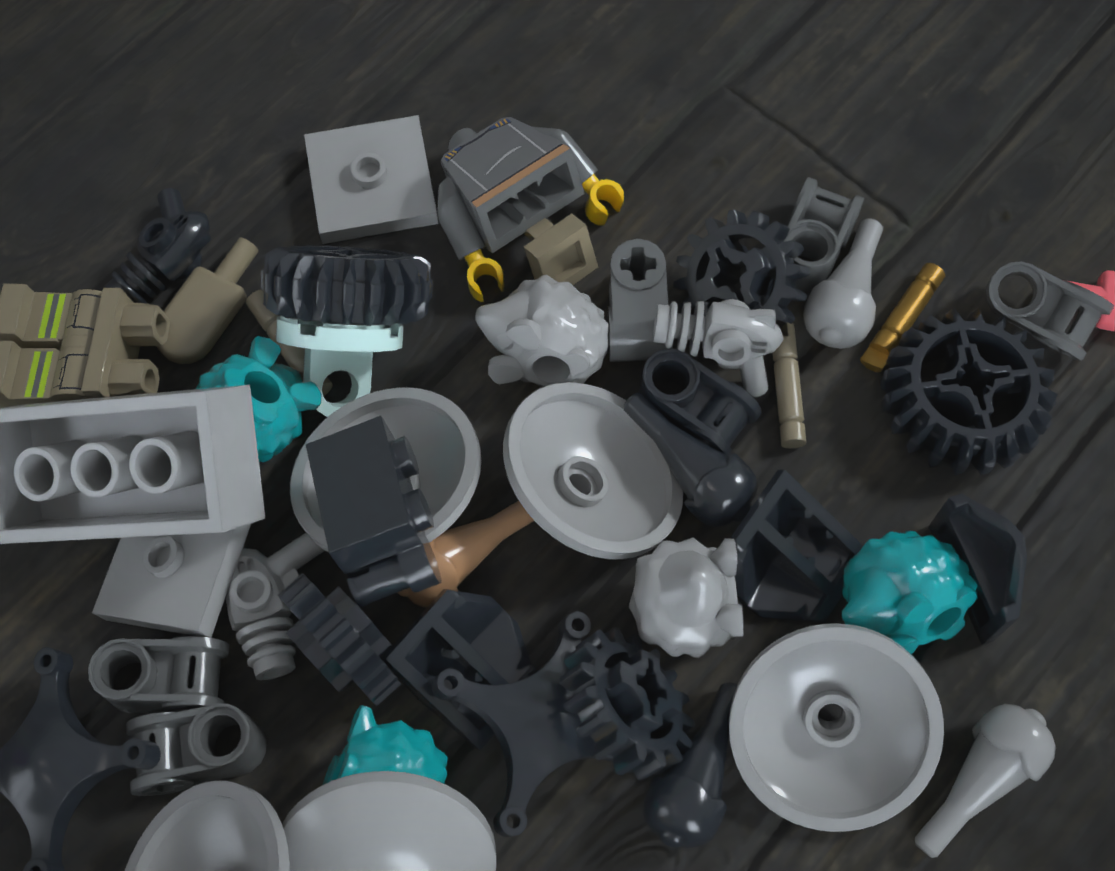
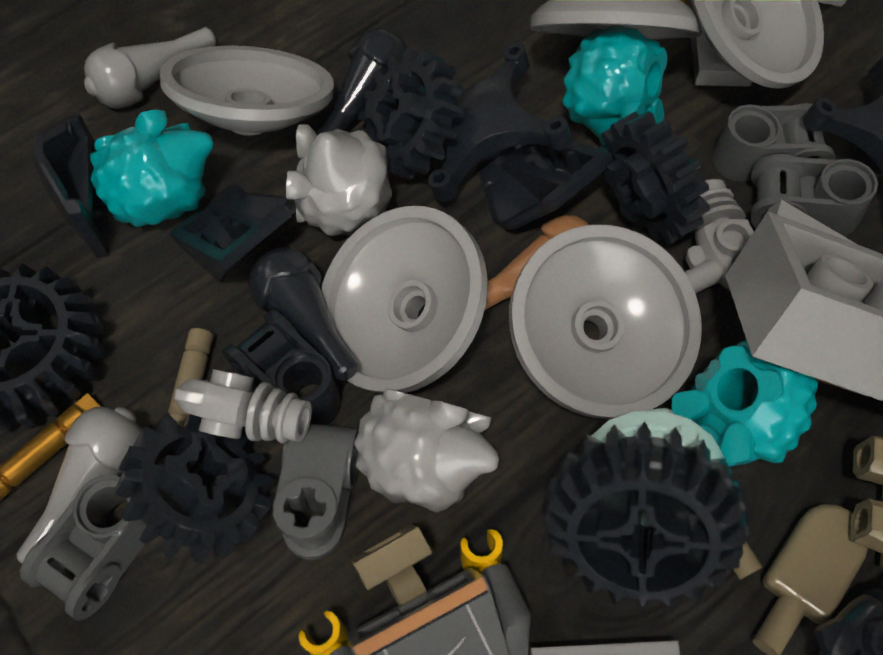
camera: 170 degrees left, 5 degrees down
(372, 512) = (622, 251): black hinge -> none

